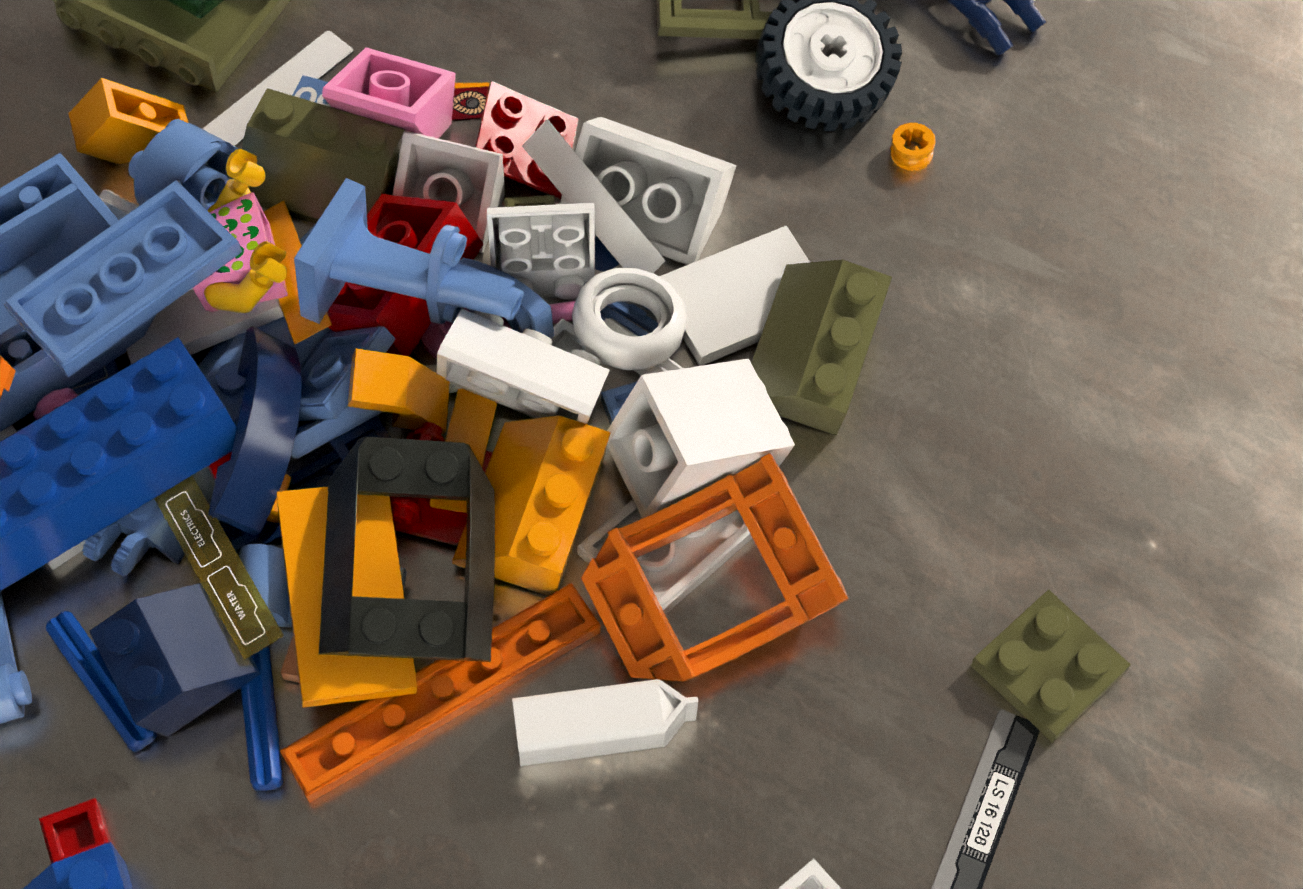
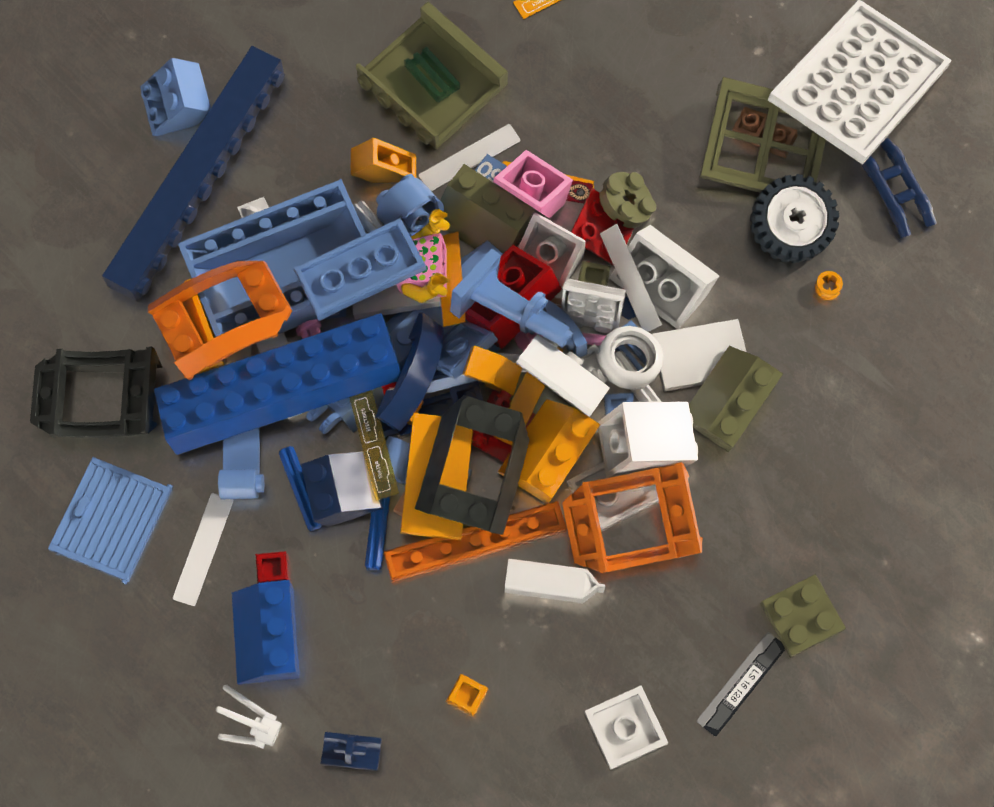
camera: 20 degrees right, 10 degrees up
(552, 87) = (633, 187): none -> olive plate

